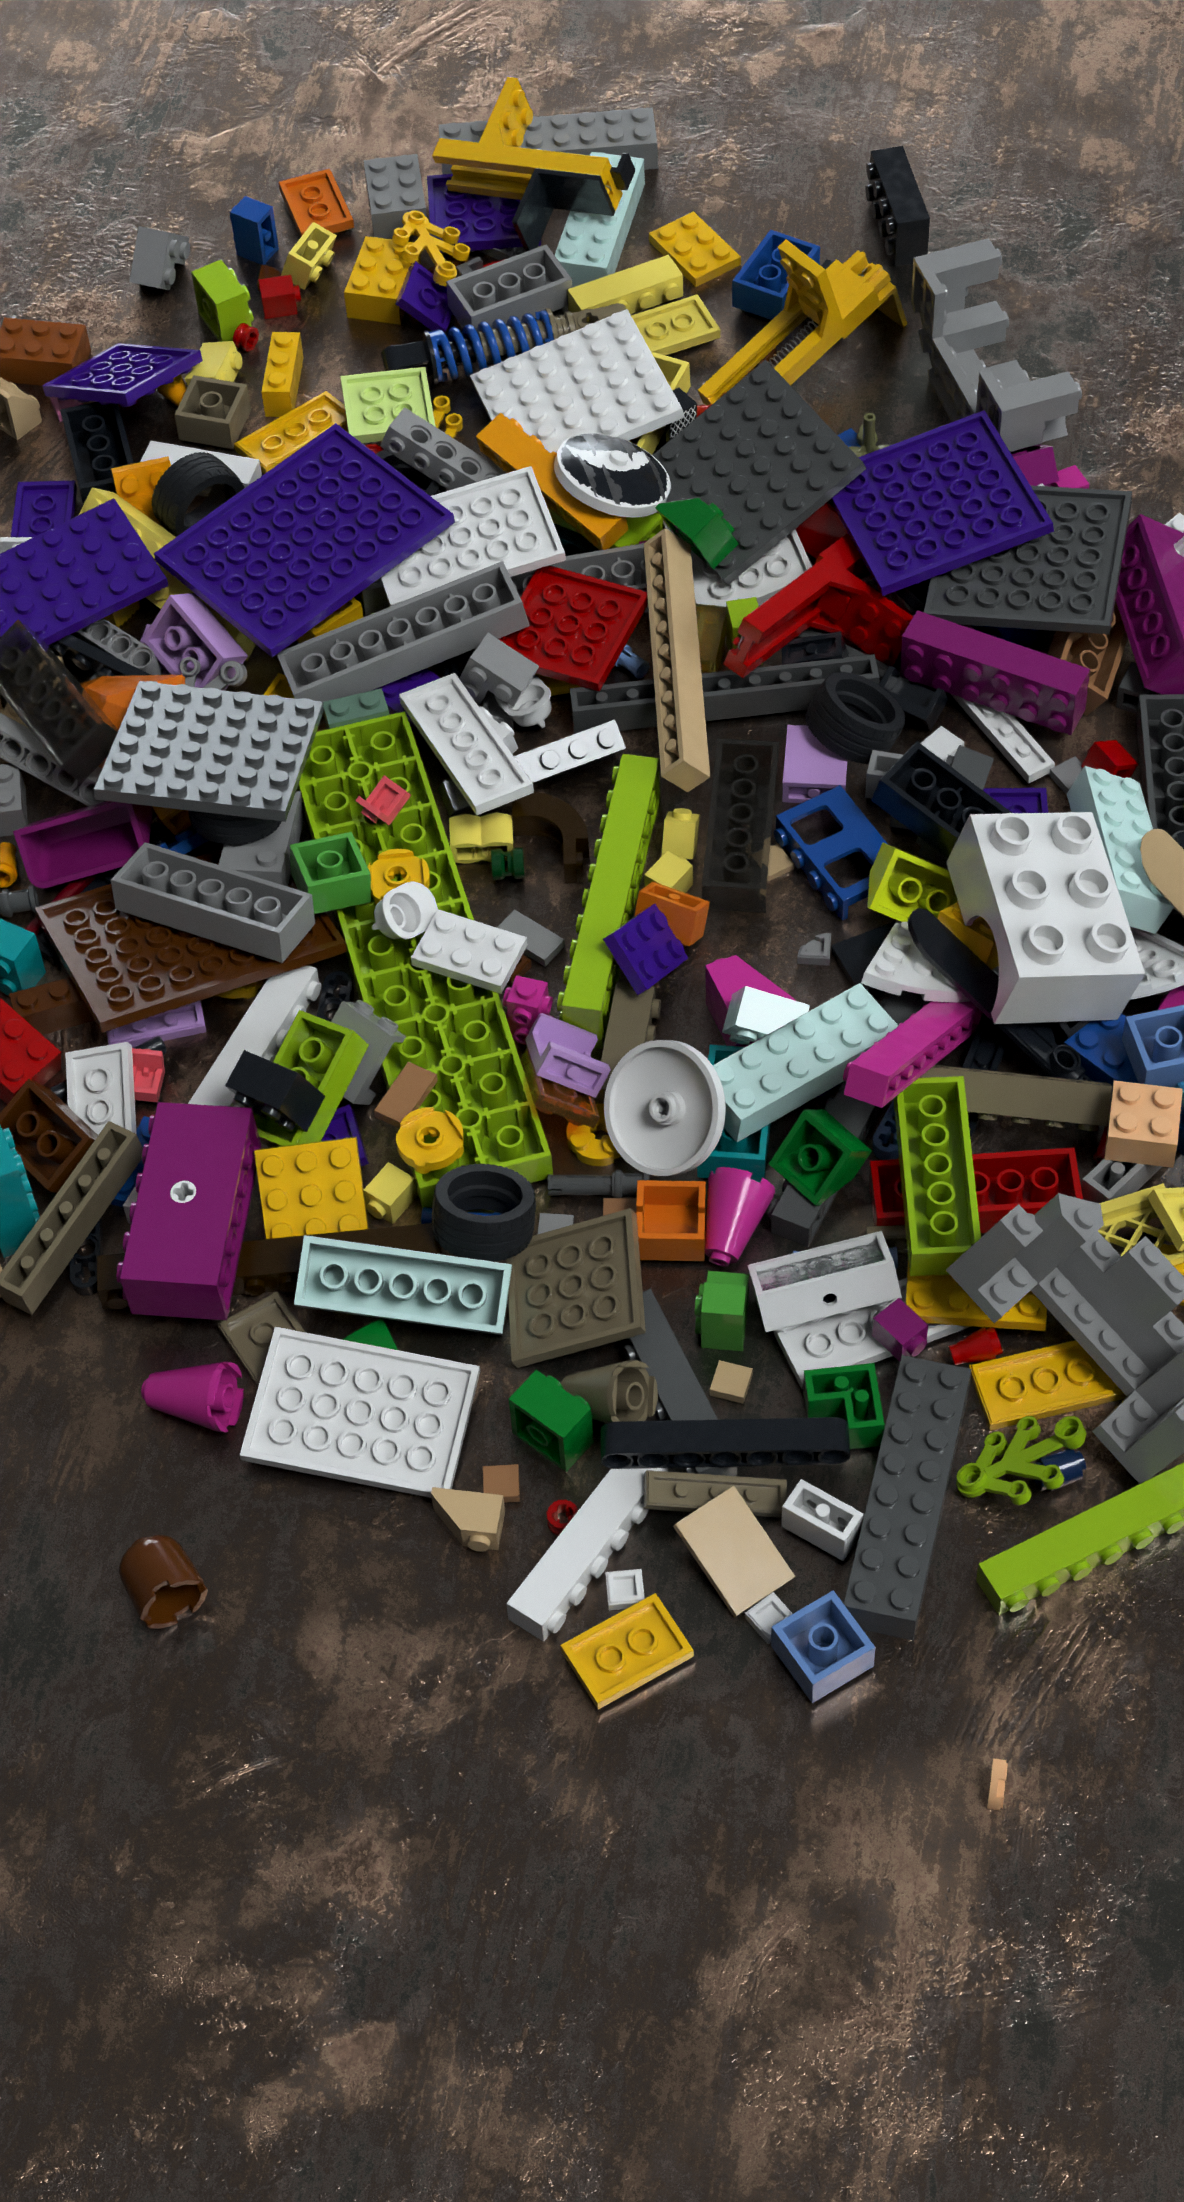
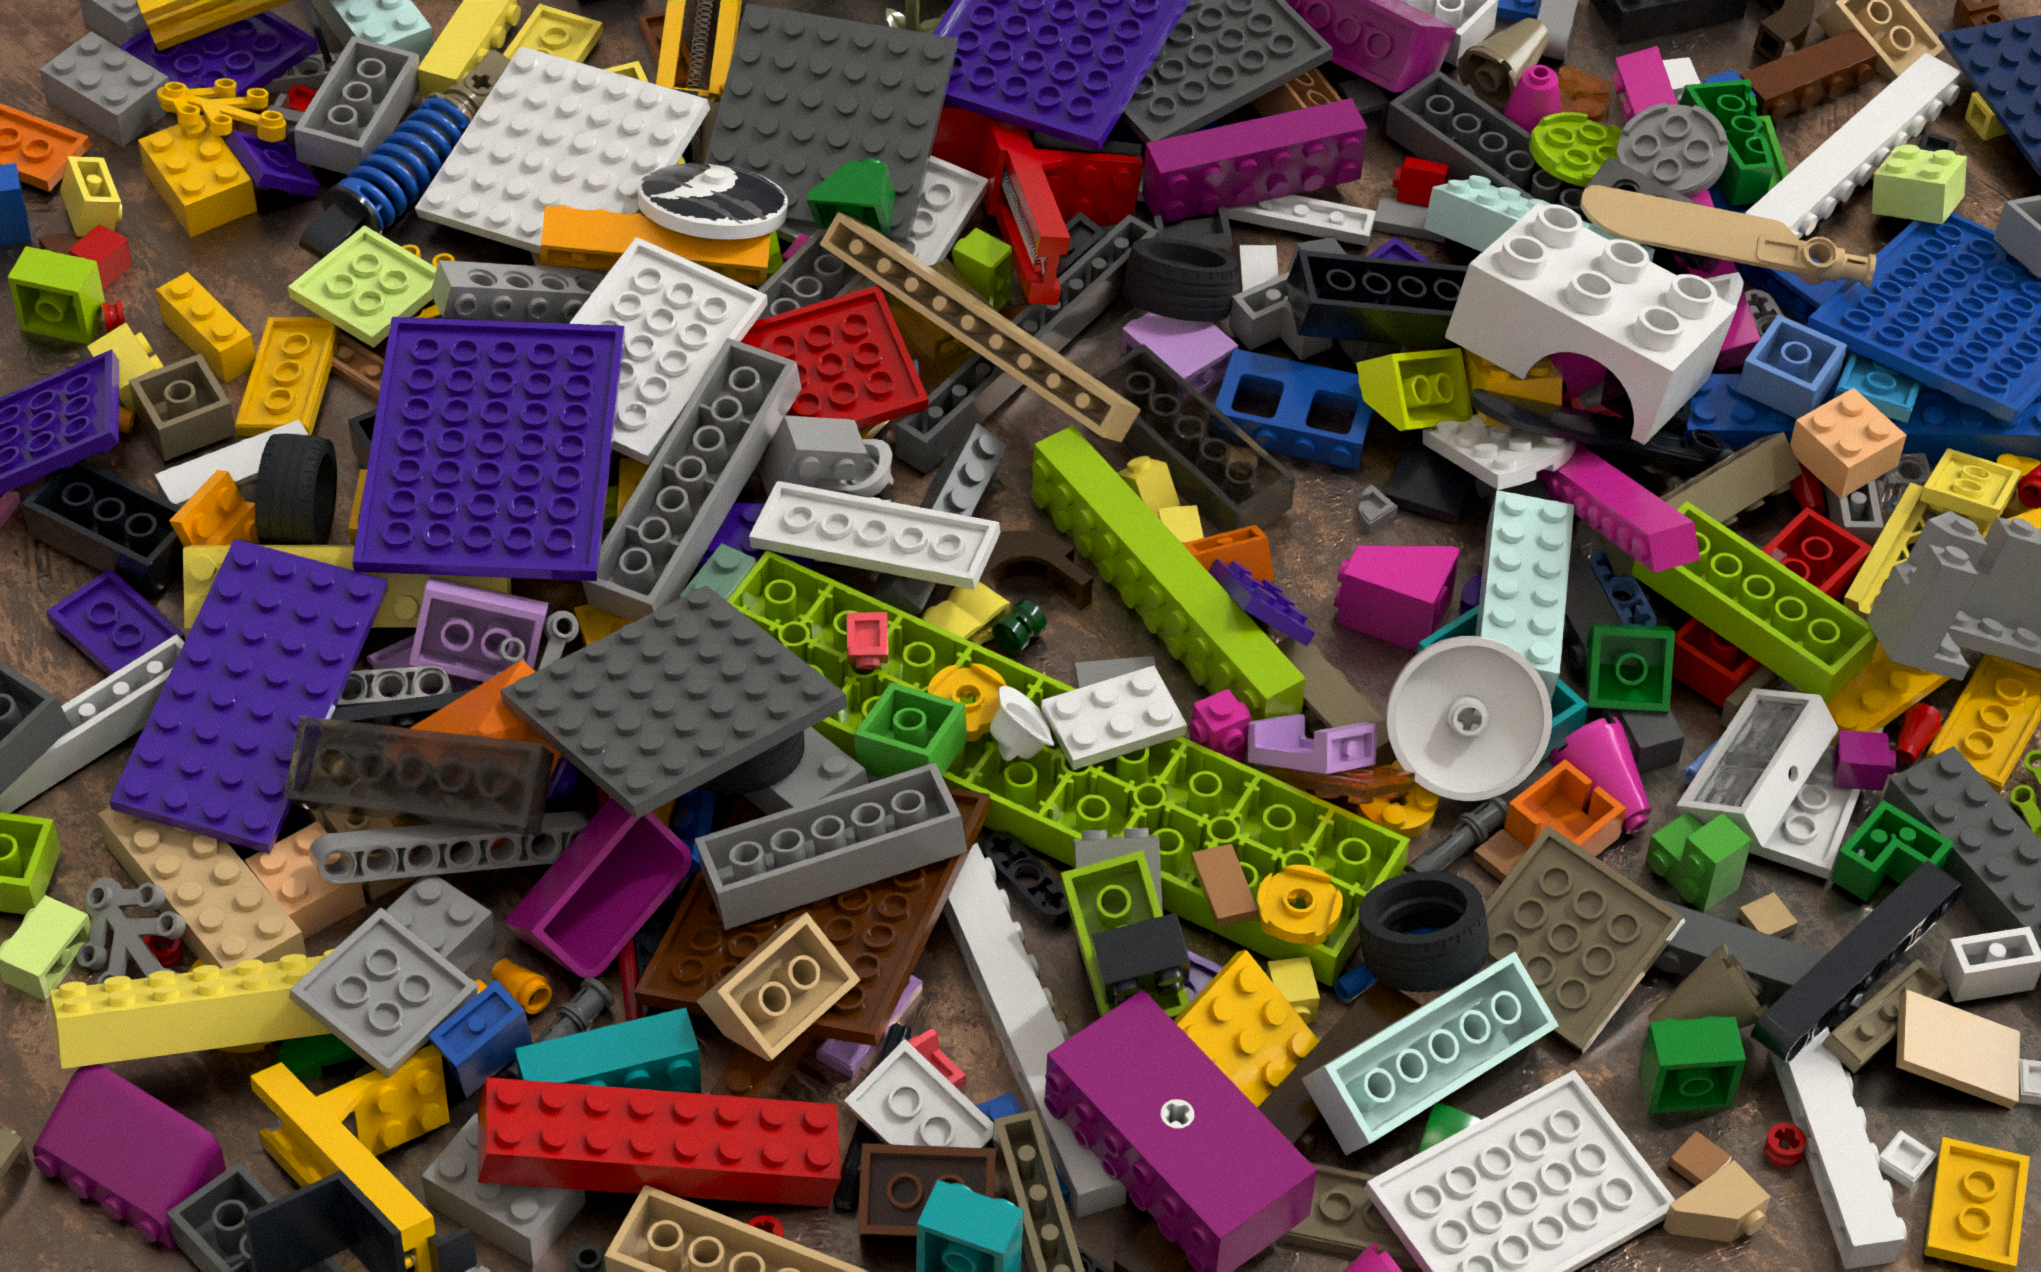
camera: 50 degrees left, 5 degrees down
(83, 958) = (779, 989): none -> tan slope
(758, 1013) = (1464, 574): light aqua slope -> none

